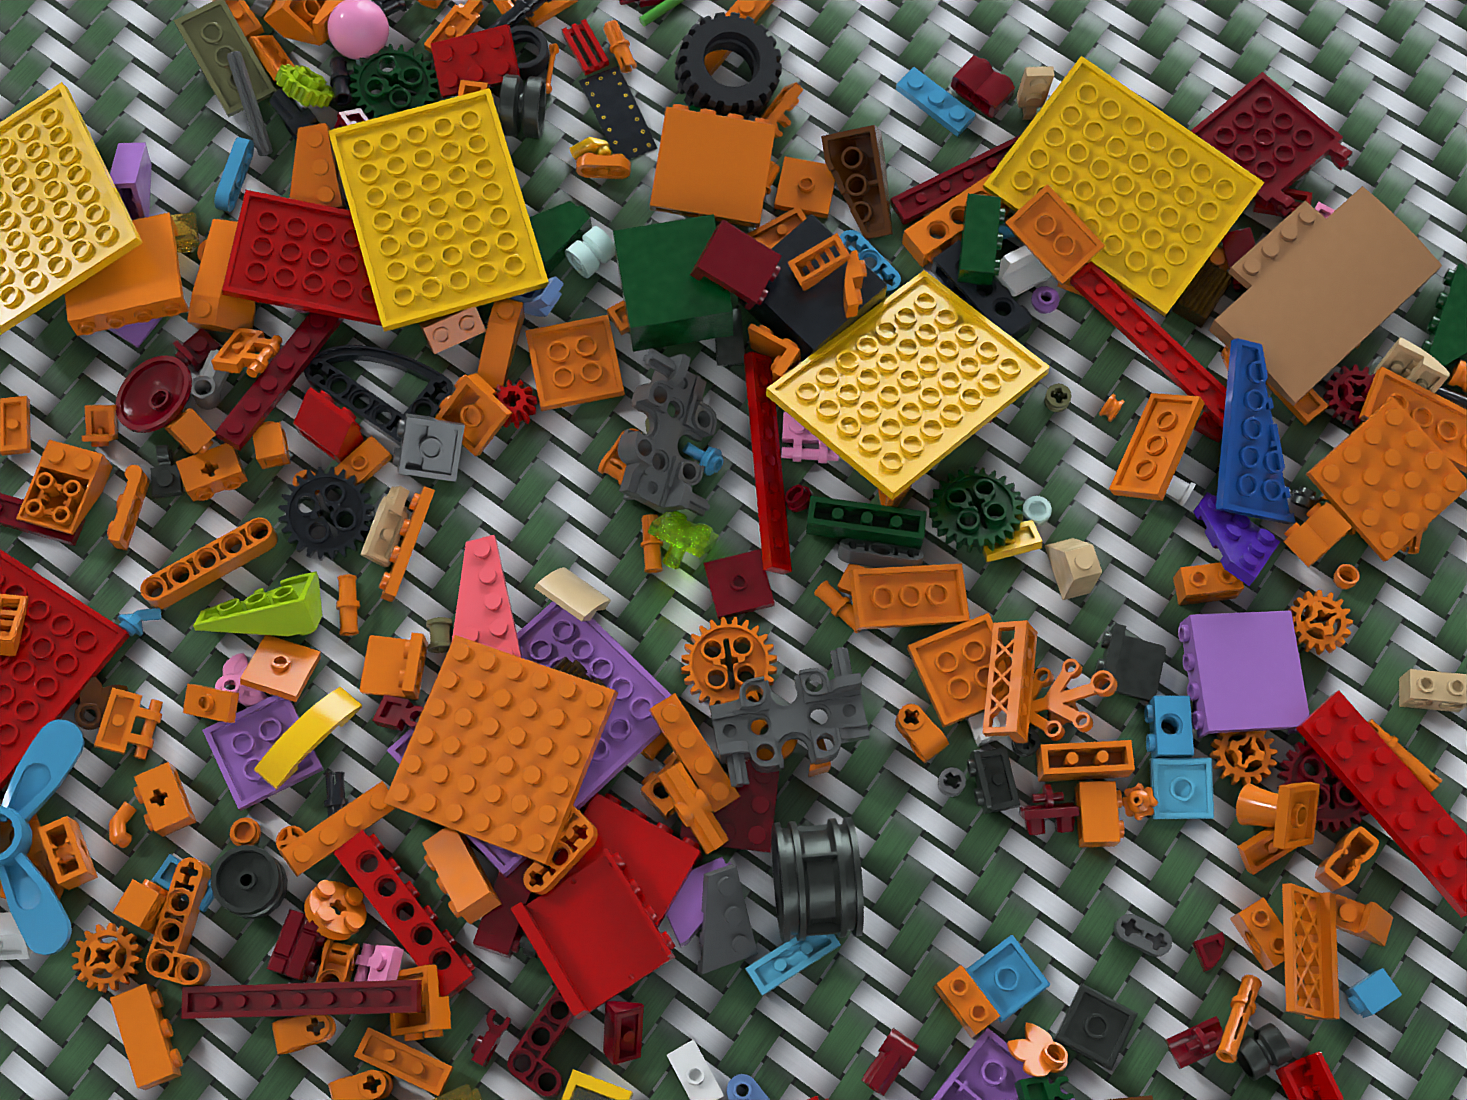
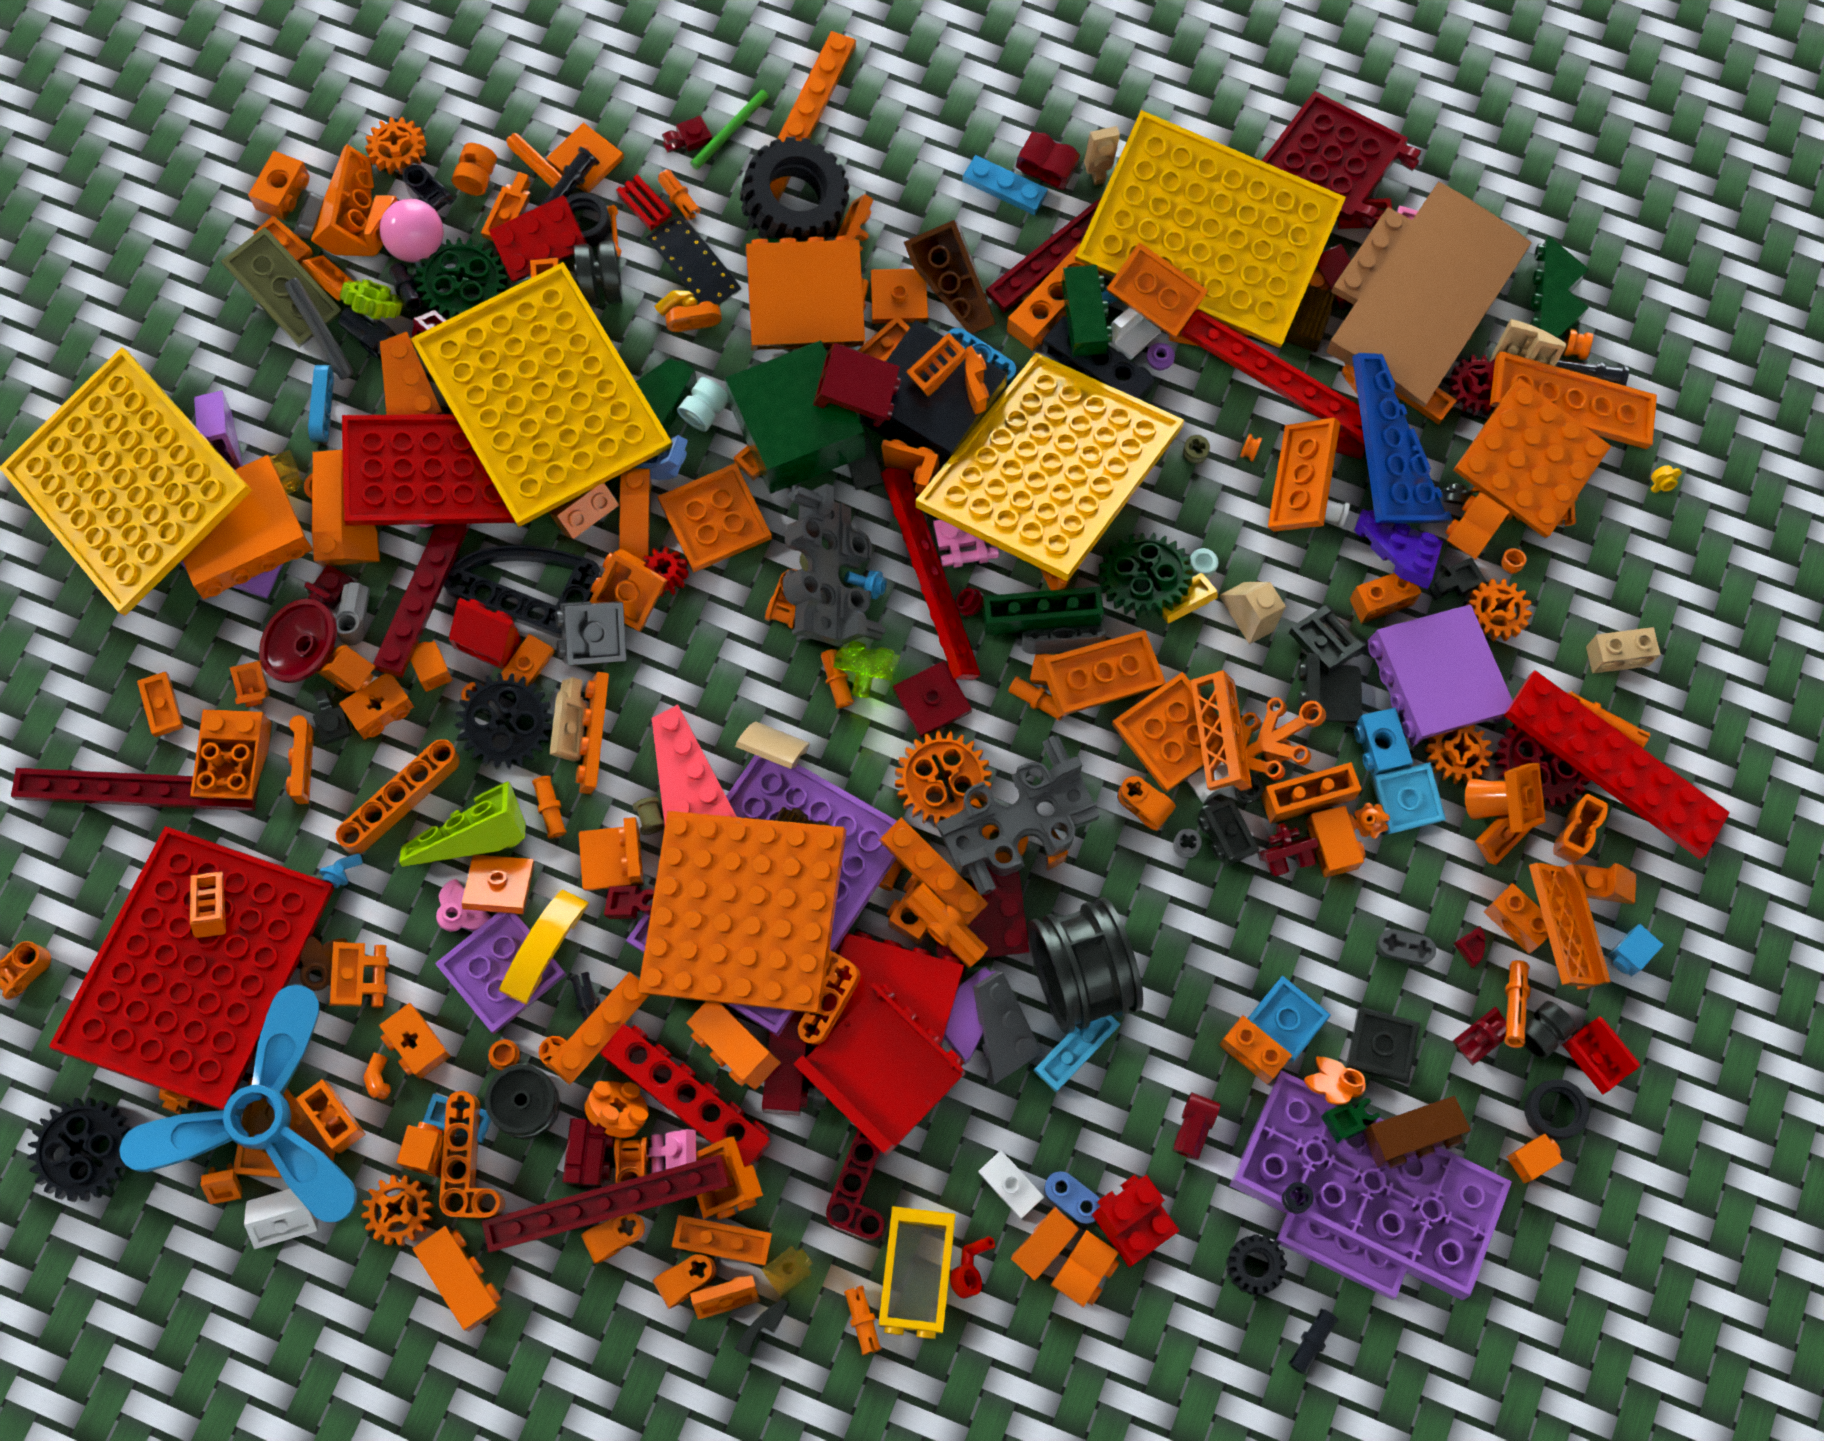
camera: 15 degrees left, 0 degrees up
(211, 703) = (437, 934): orange plate -> none
(241, 350) = (376, 579): orange plate -> none
(485, 1046) = (799, 1205): dark red plate -> none
(623, 1031) = (930, 1158): dark red slope -> none
(1131, 612) = (1318, 639): none -> pearl dark grey plate
(1289, 581) = (1460, 577): none -> pearl dark grey plate

